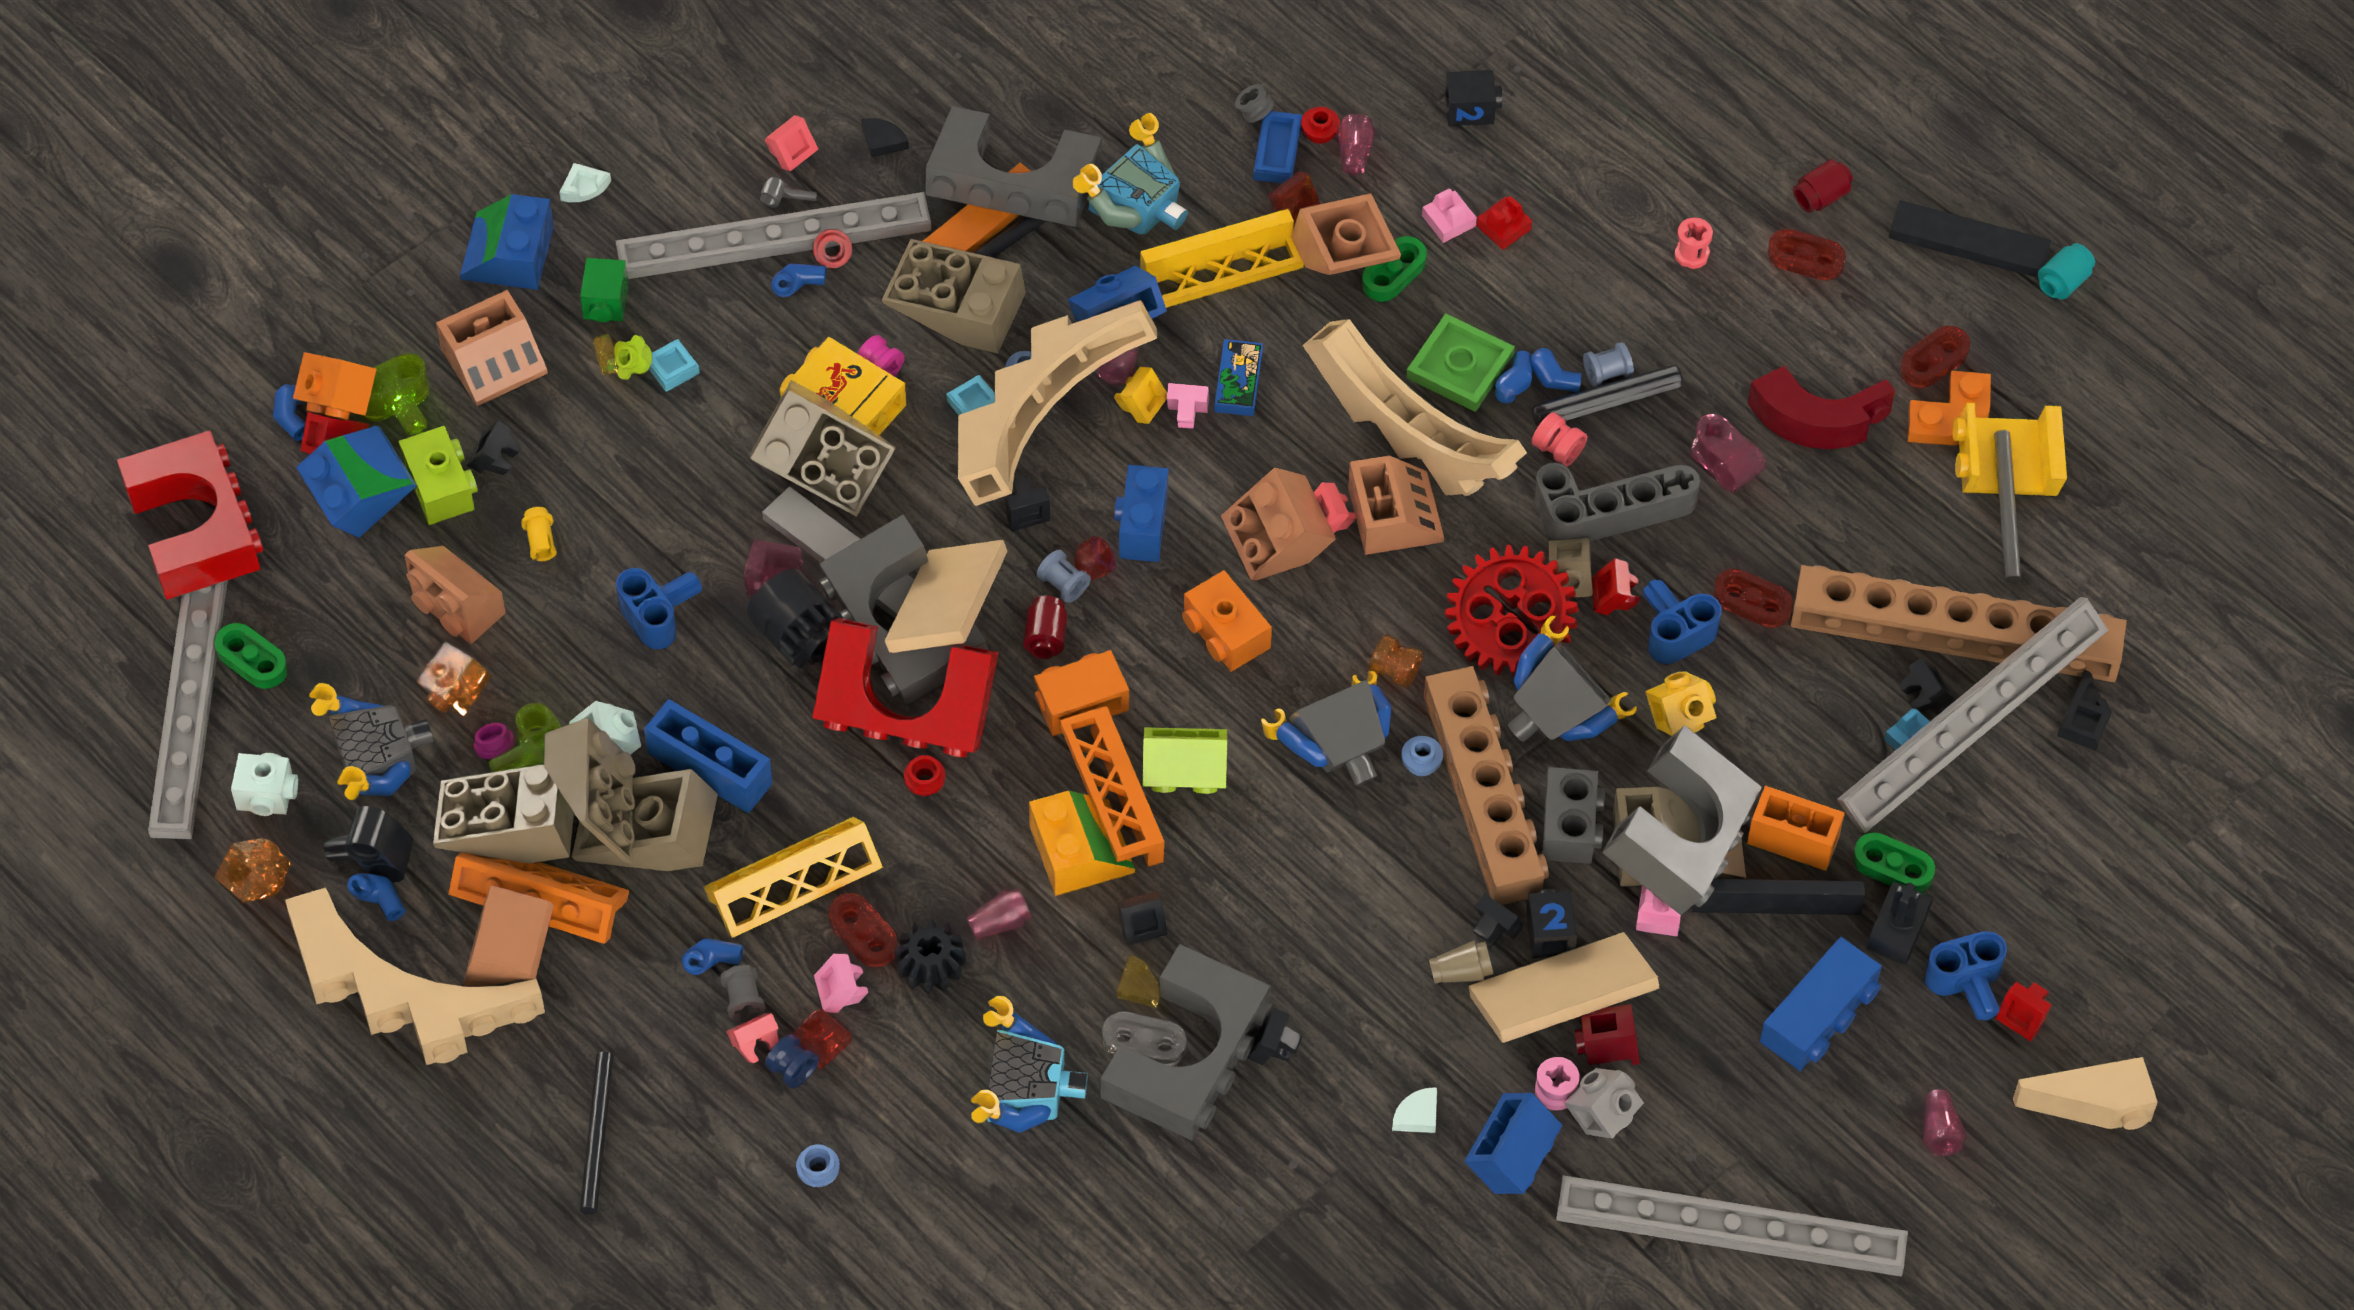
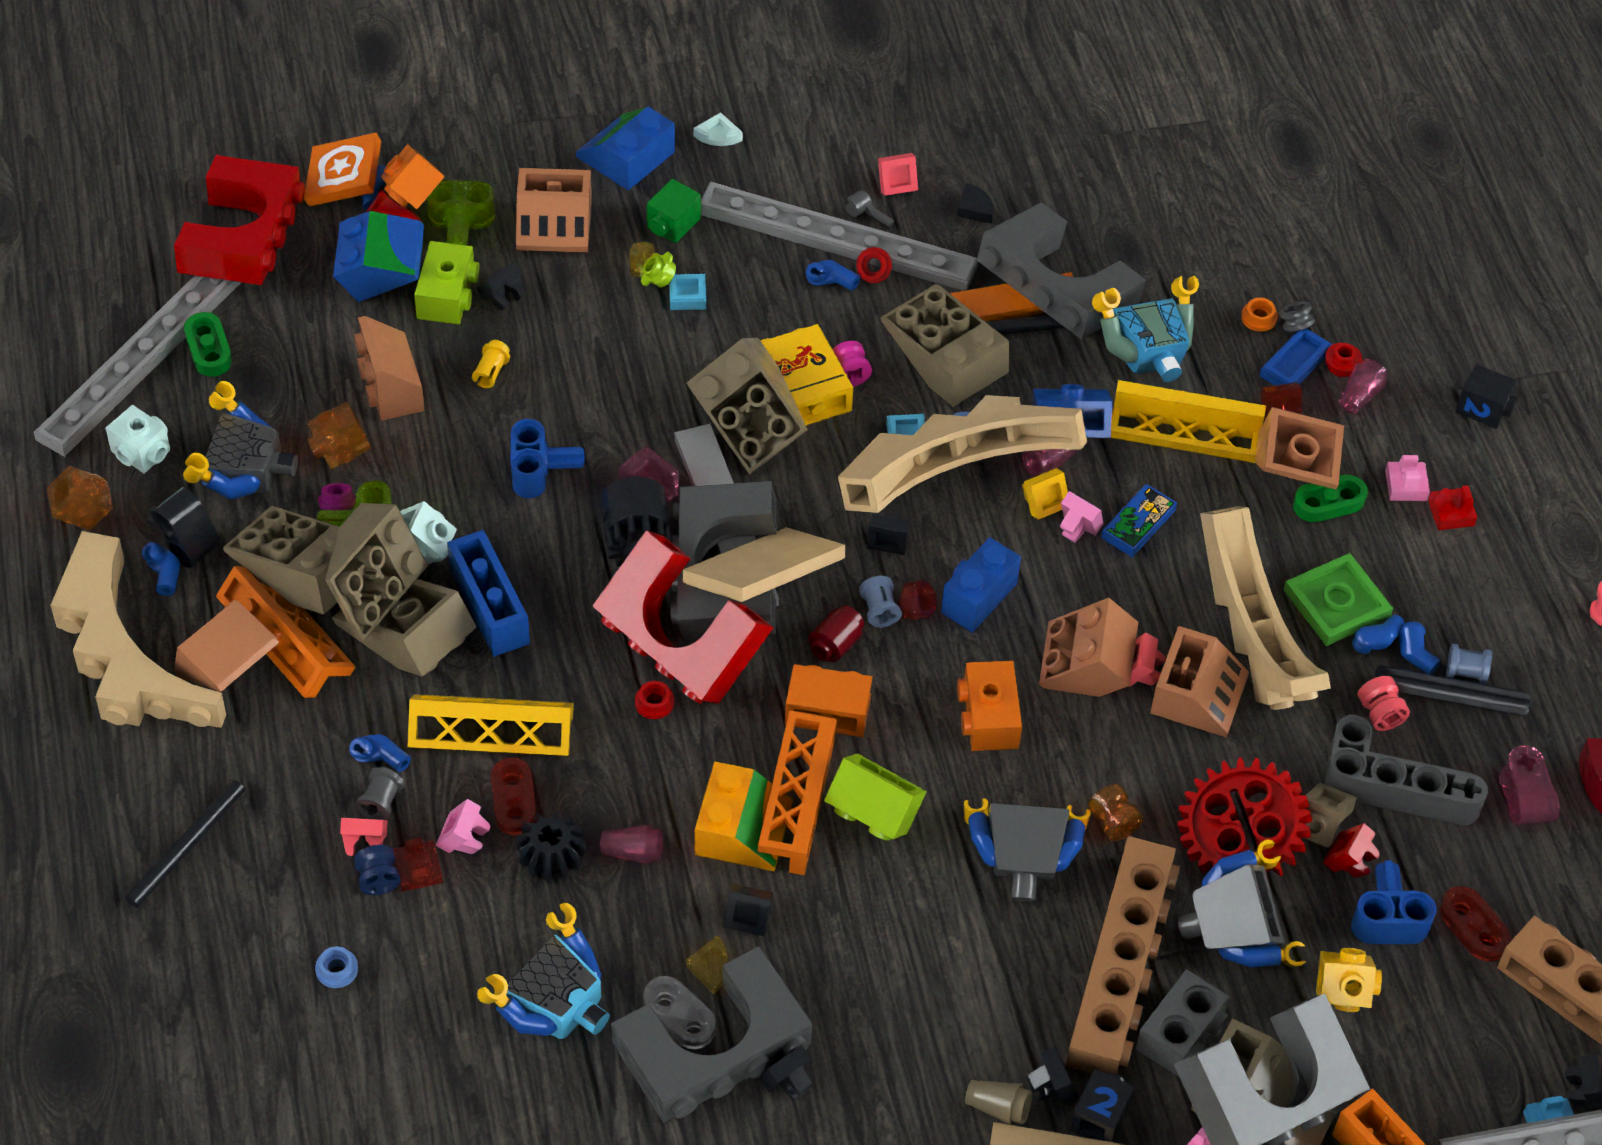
camera: 30 degrees right, 5 degrees down
(248, 410) = (342, 169): none -> orange tile
(1218, 111) = (1259, 315): none -> orange plate
(1422, 765) = (1083, 912): medium blue plate -> none

